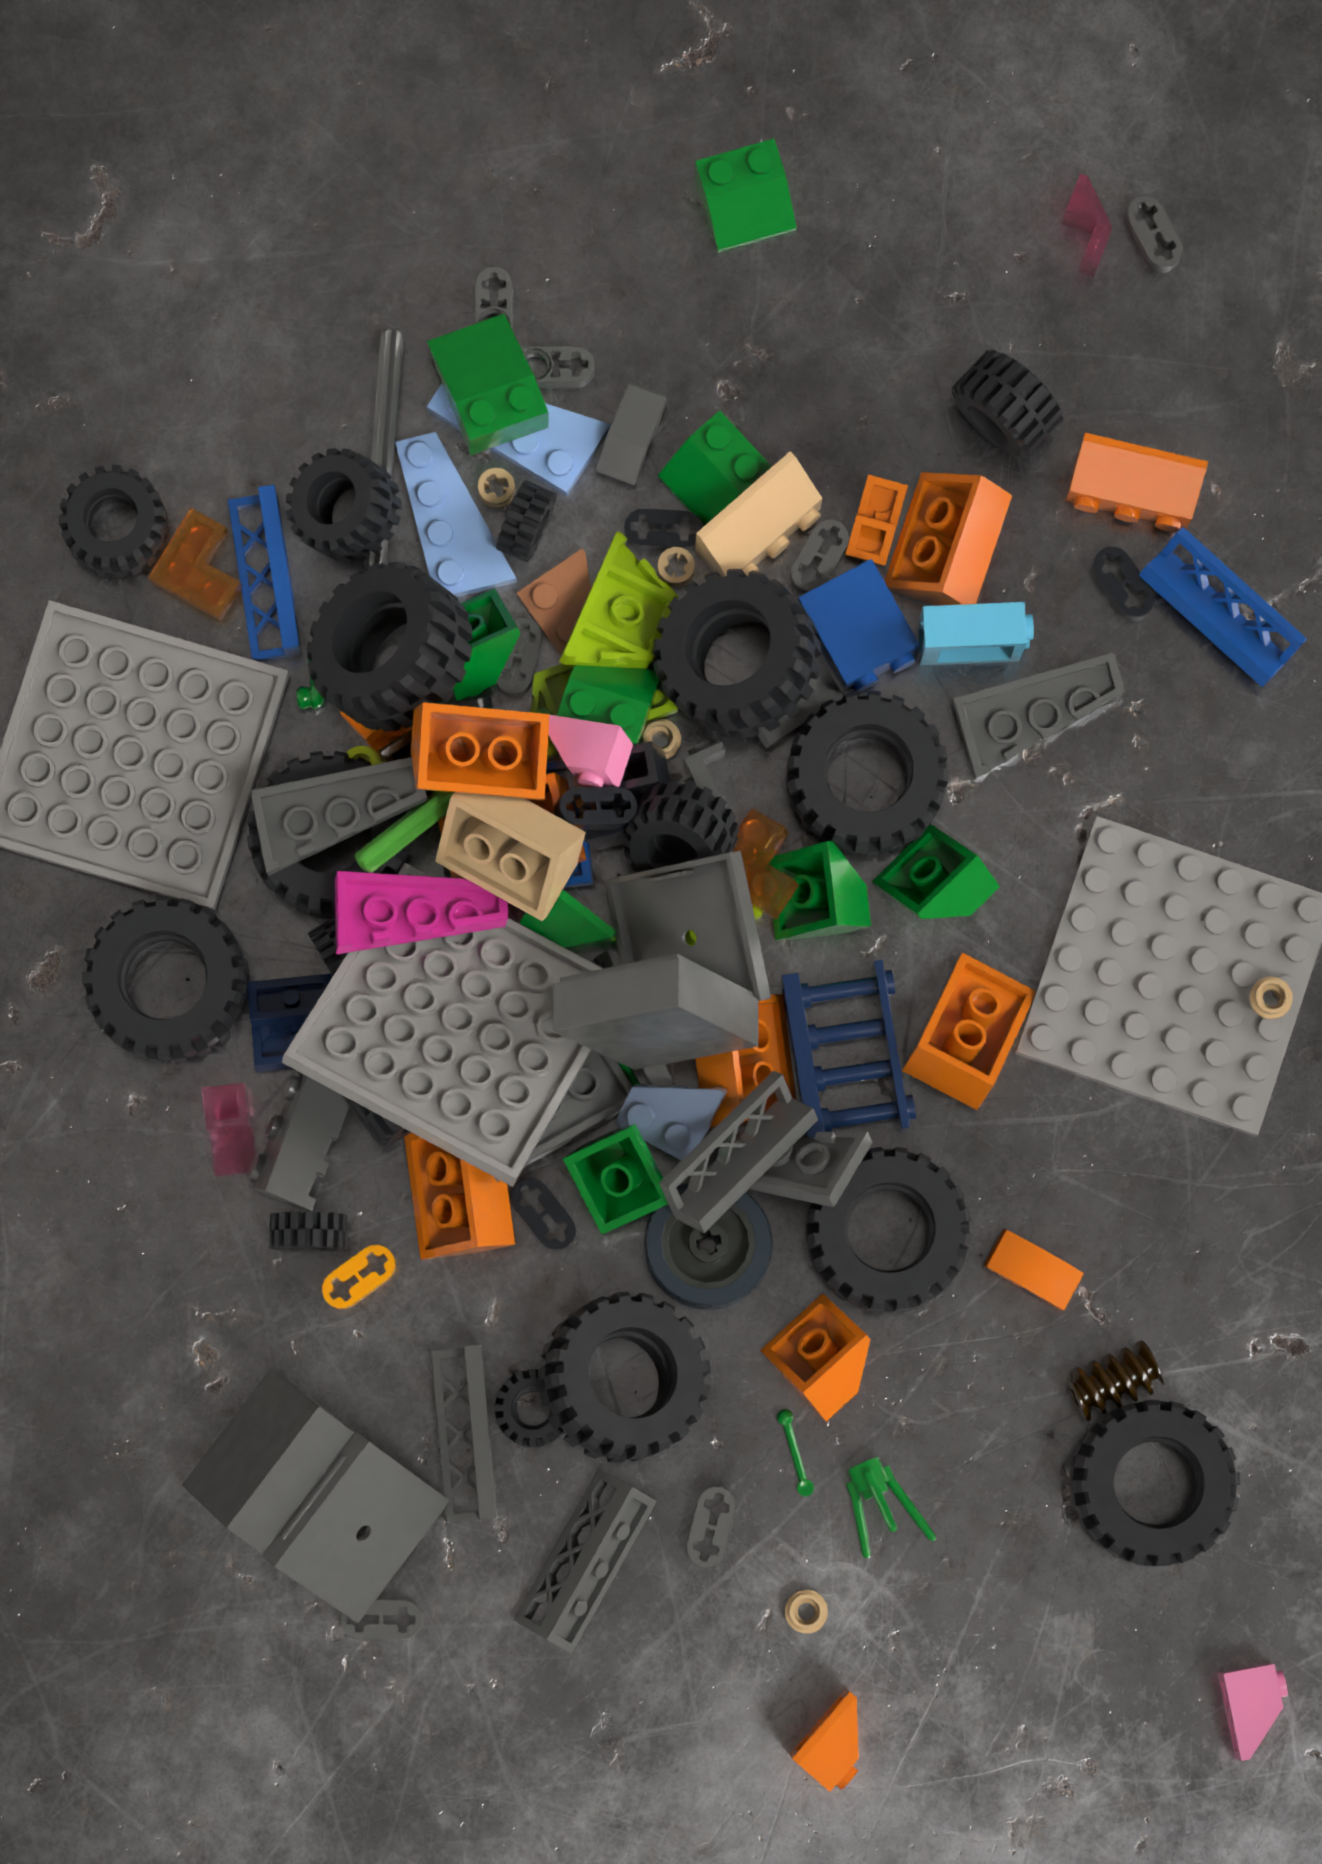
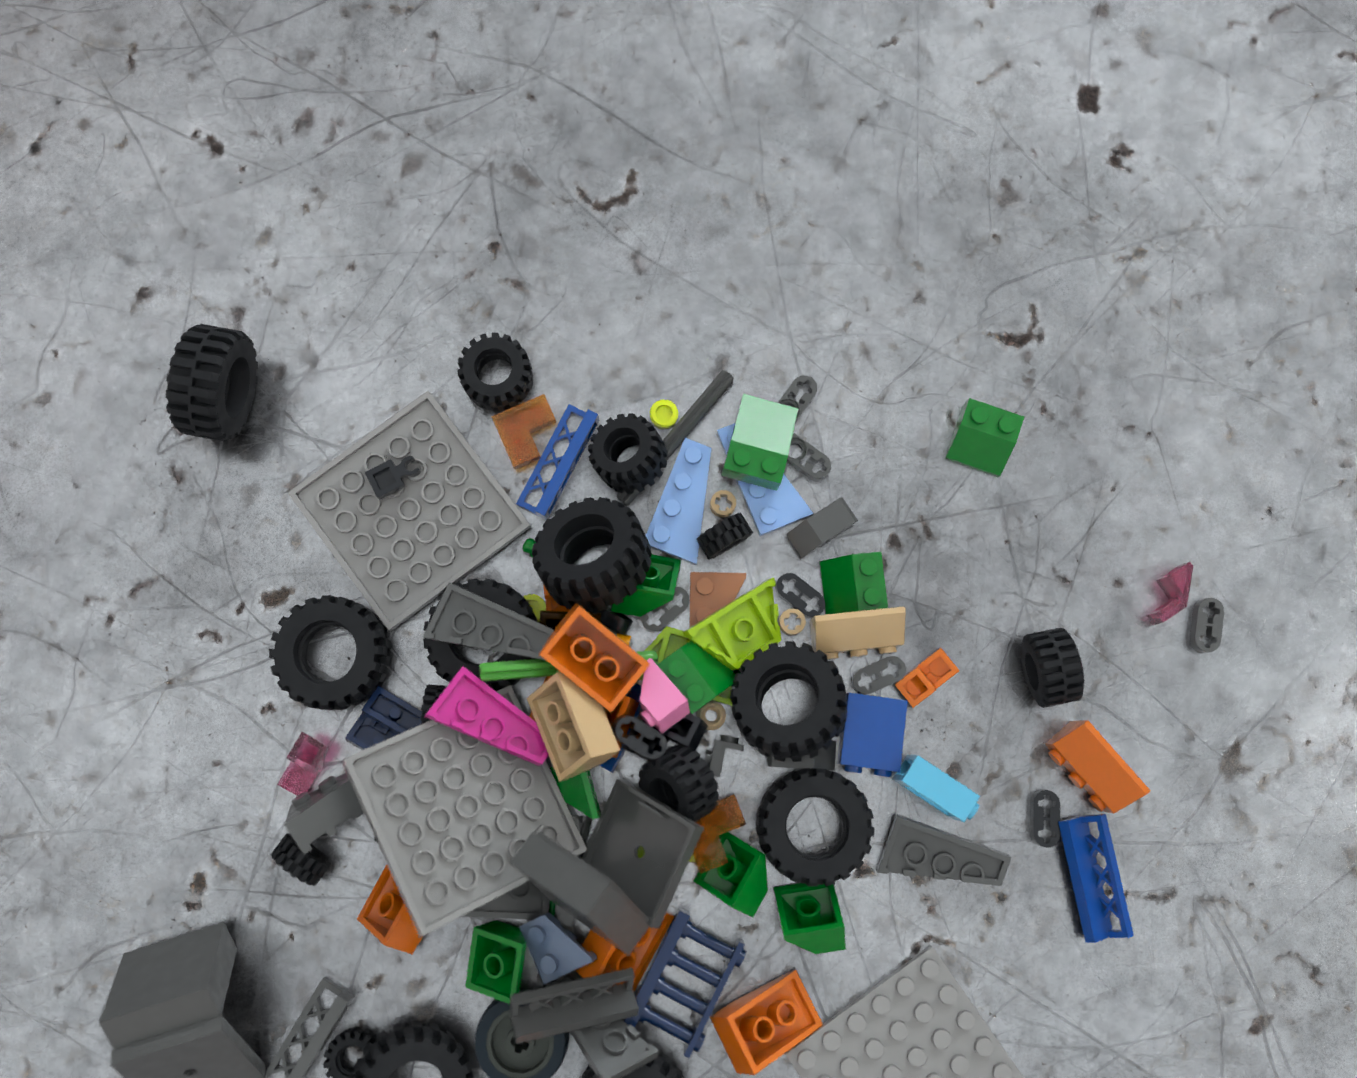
camera: 35 degrees right, 0 degrees up
(82, 733) = (388, 478): none -> black plate
(349, 431) = (663, 414): none -> neon yellow tile
(353, 1268) = (314, 911): light orange beam -> none
(535, 1220) = (452, 949): black beam -> none
(948, 538) = (960, 719): orange slope -> none

